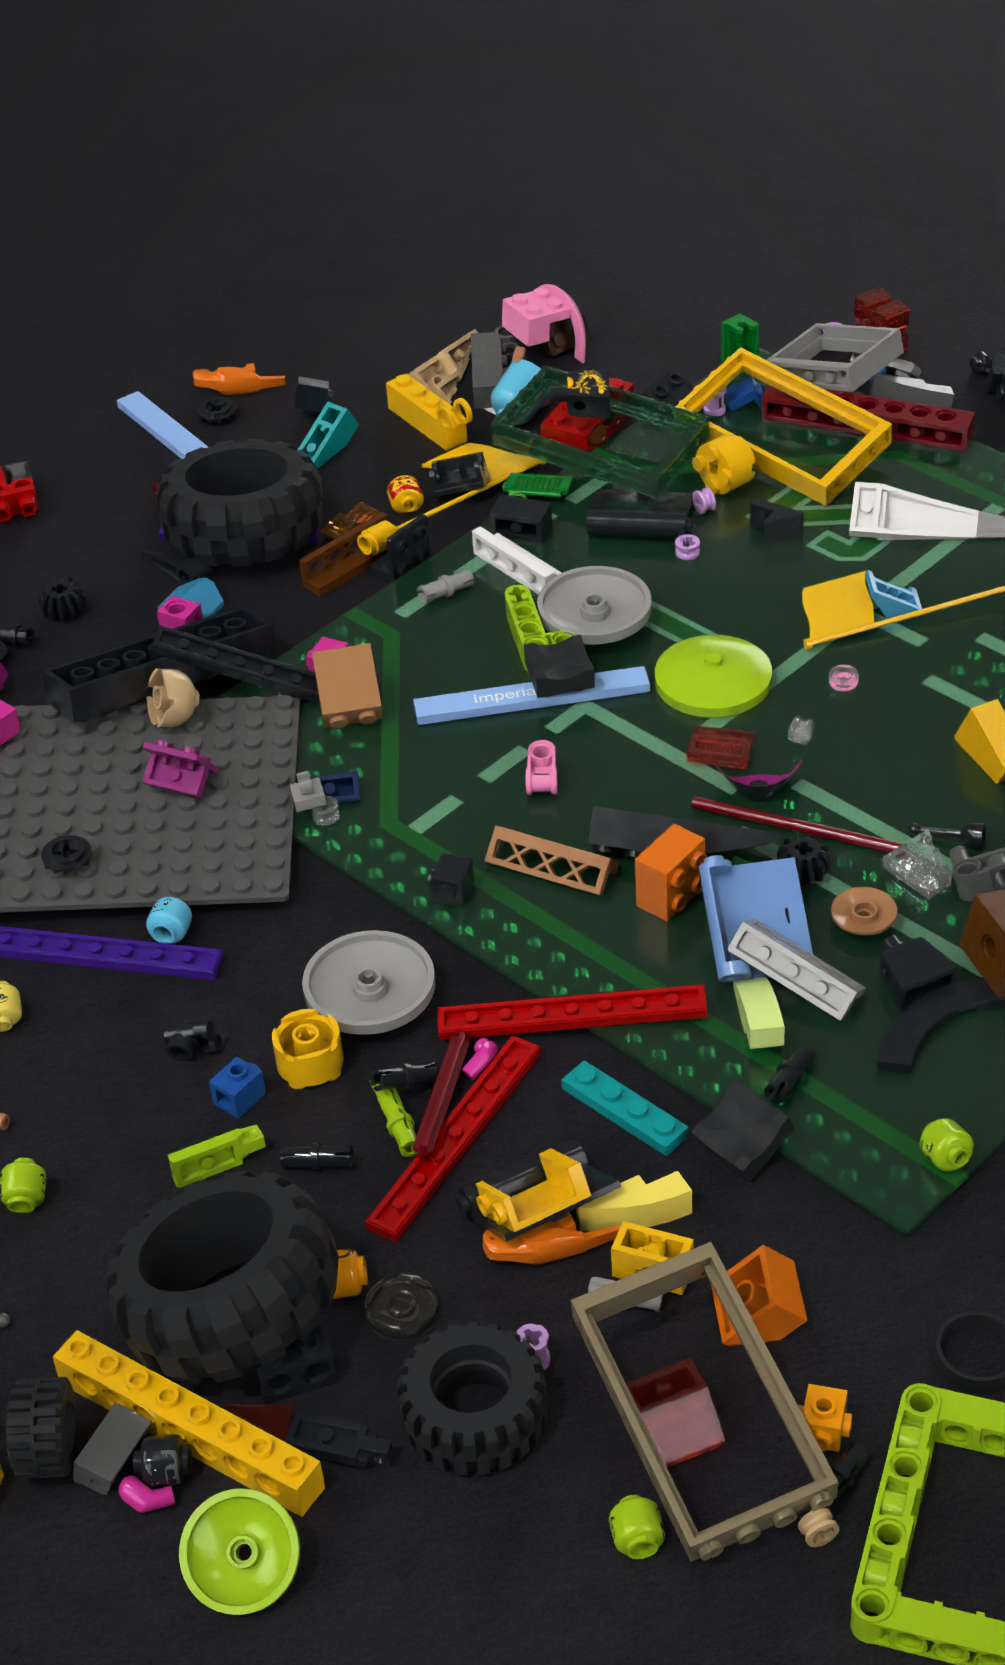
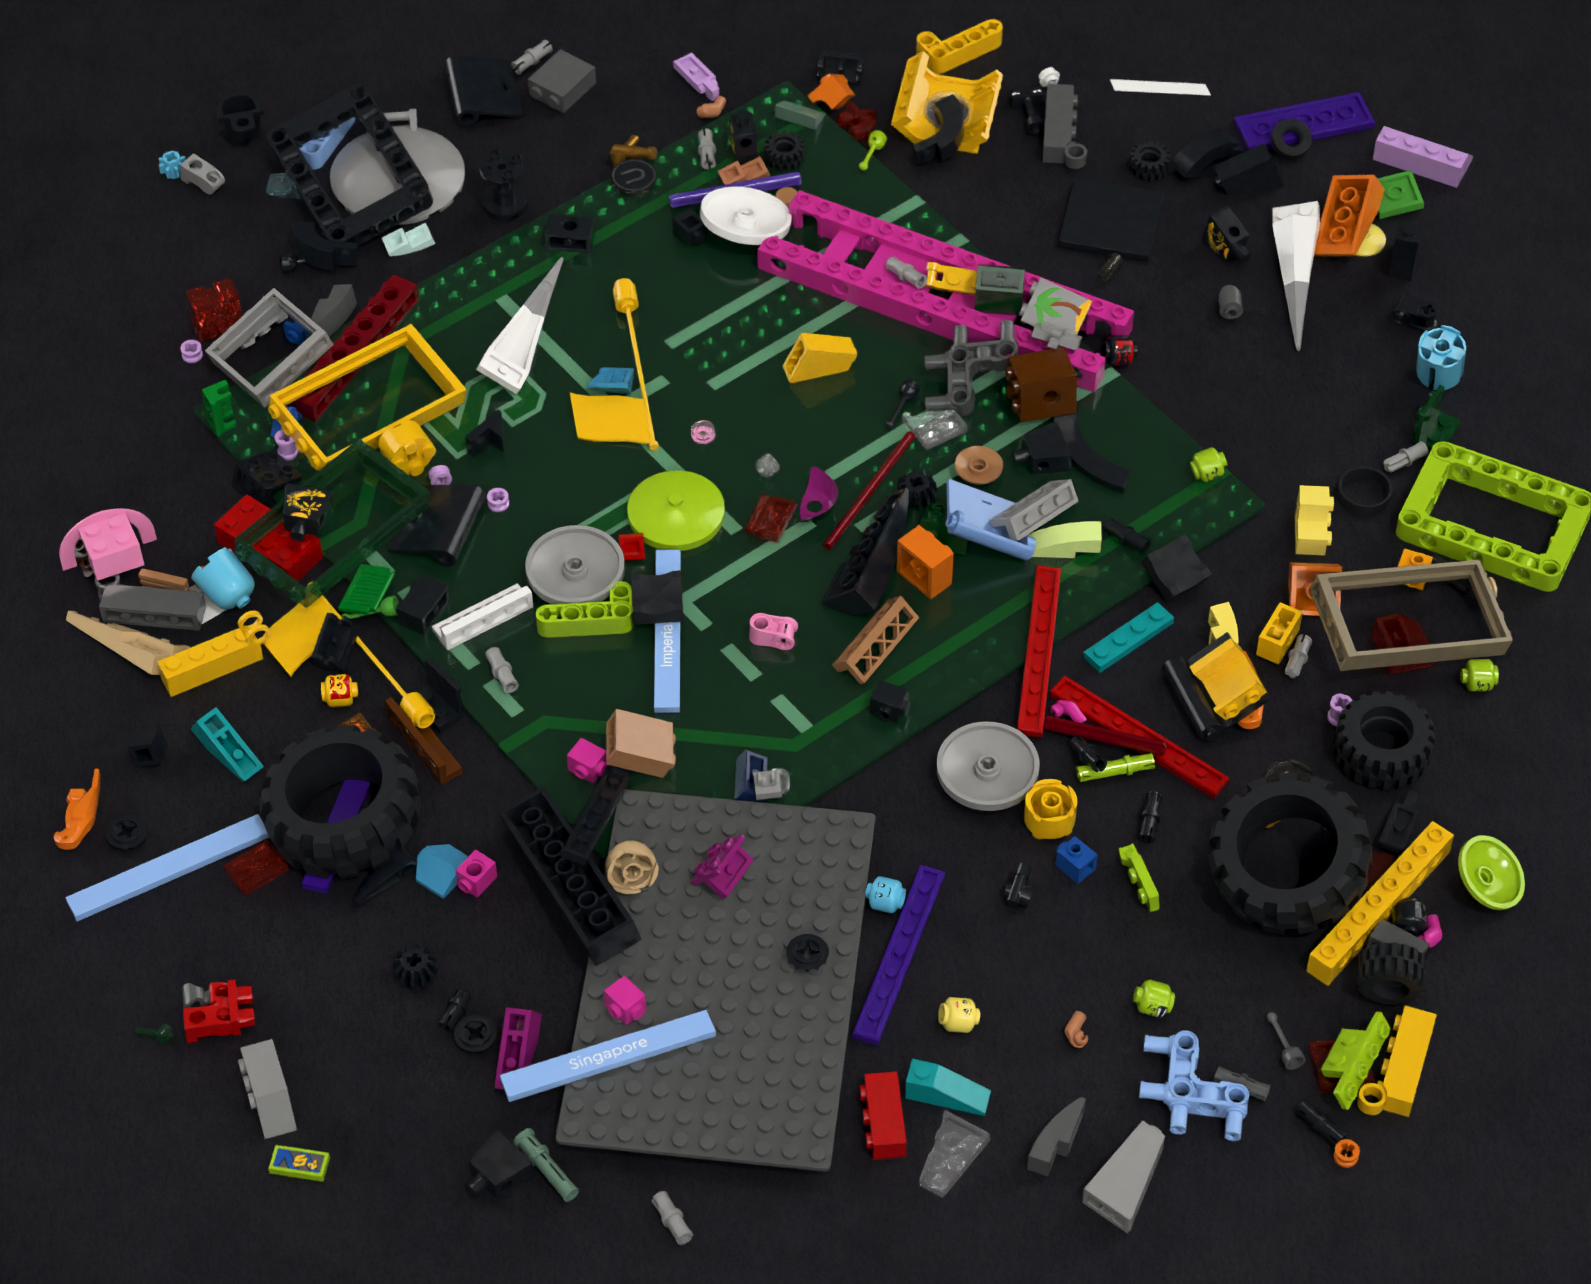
camera: 85 degrees left, 10 degrees up
(643, 646) = (632, 546): none -> red tile
(881, 1282) = (1312, 520): none -> light yellow brick

